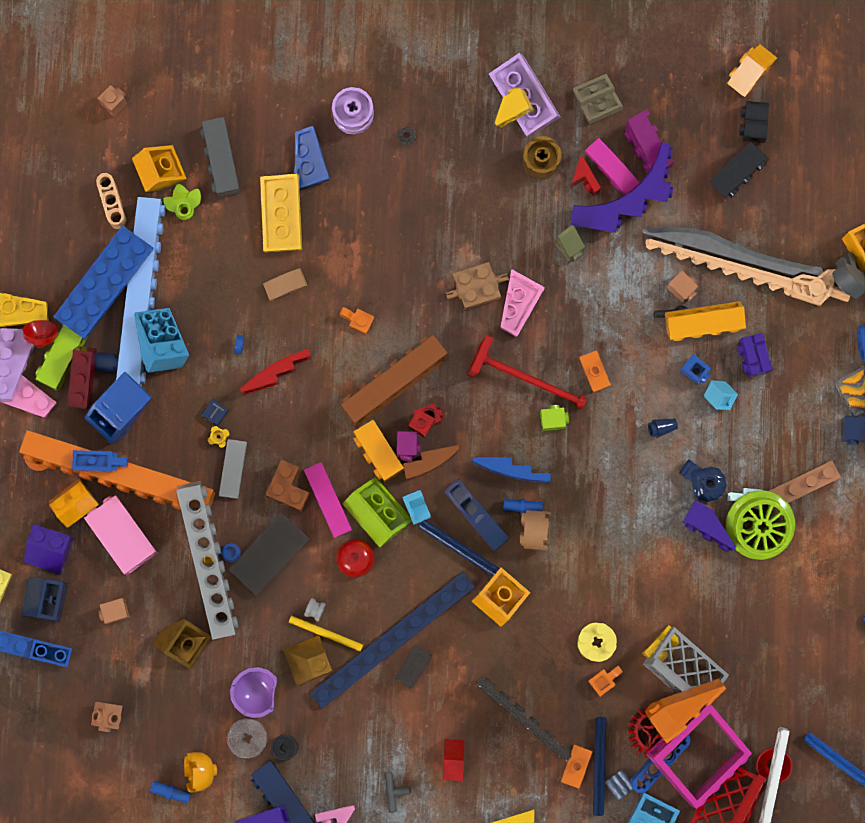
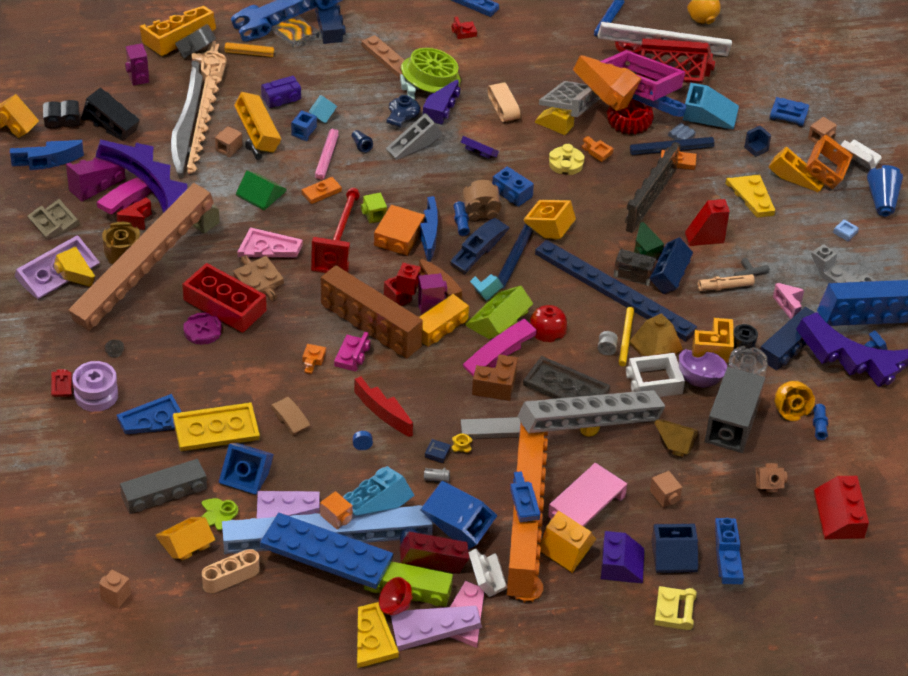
camera: 105 degrees left, 35 degrees down
(57, 421) = (488, 572): none -> white bracket
(58, 773) = (841, 508): none -> red slope
(140, 297) = (336, 510): none -> orange brick
(180, 261) = (287, 503): none -> lavender wing
(182, 407) = (436, 475): none -> light grey pin
(193, 707) = (734, 409): none -> dark grey brick
(228, 233) = (245, 467): none -> blue slope
(269, 665) = (668, 387): none -> white window
(283, 717) = (717, 341): none -> light orange brick
(356, 357) = (352, 352): none -> dark pink bracket
(368, 82) = (61, 383): none -> red bracket
(377, 761) = (727, 282): none -> light nougat pin
(405, 705) = (671, 265): none -> dark blue brick
(418, 222) = (202, 328): none -> magenta tile
(445, 245) = (224, 297): none -> red brick
(446, 689) = (648, 242): none -> dark green slope
(506, 171) = (141, 257): none -> nougat brick
(514, 436) = (398, 230): none -> orange brick
(560, 570) = (513, 186): none -> blue brick
(606, 309) = (259, 190): none -> green slope
(629, 551) = (485, 150): none -> dark purple plate
(650, 387) = (326, 154): none -> bright pink axle
(654, 483) = (416, 137): none -> light grey slope
(692, 107) = (52, 155): none -> blue slope
(699, 595) = (503, 102): none -> light nougat beam
(816, 206) = (137, 64): none -> magenta brick
(837, 582) = (463, 30): none -> red bracket
(838, 334) = (249, 49): none -> light orange axle

